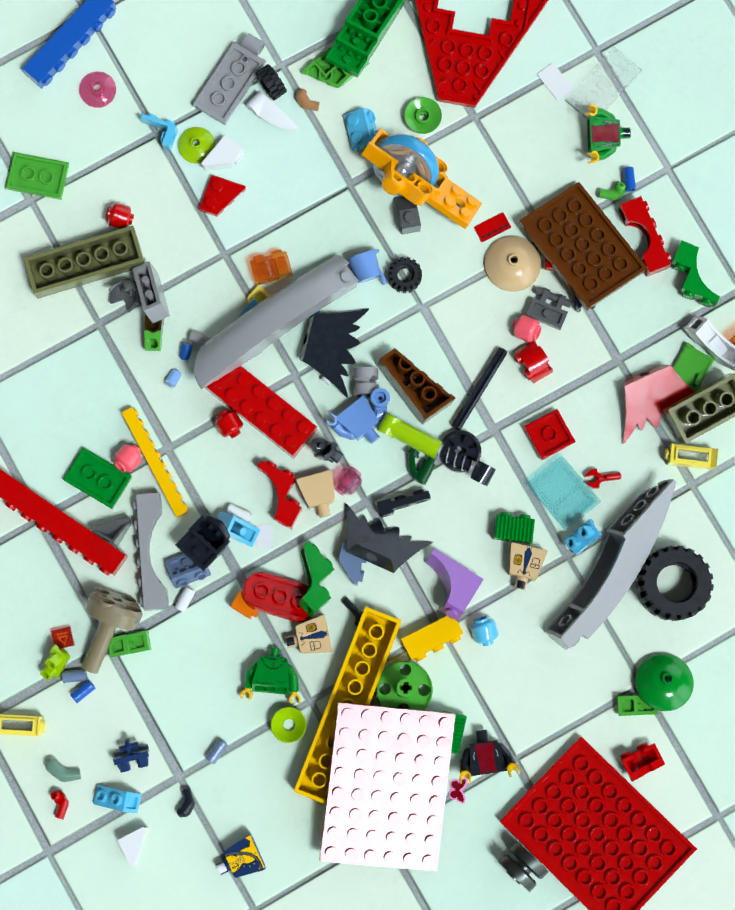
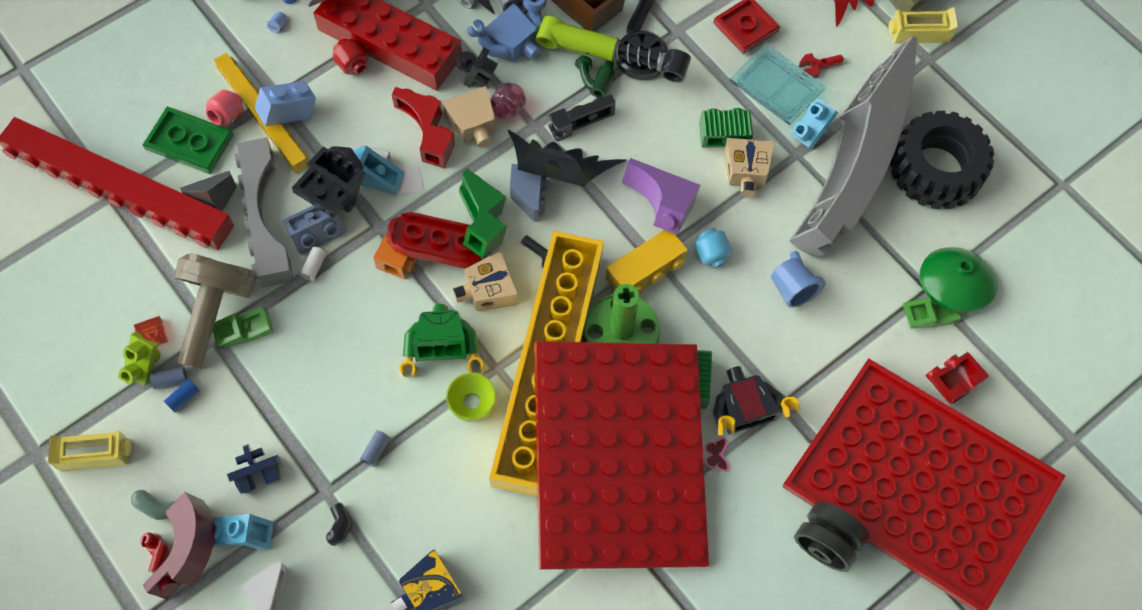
camera: 10 degrees left, 15 degrees down
(87, 805) = (191, 547): none -> arch
(175, 464) = (285, 103): none -> light blue brick
(540, 668) = (796, 281): none -> medium blue hat

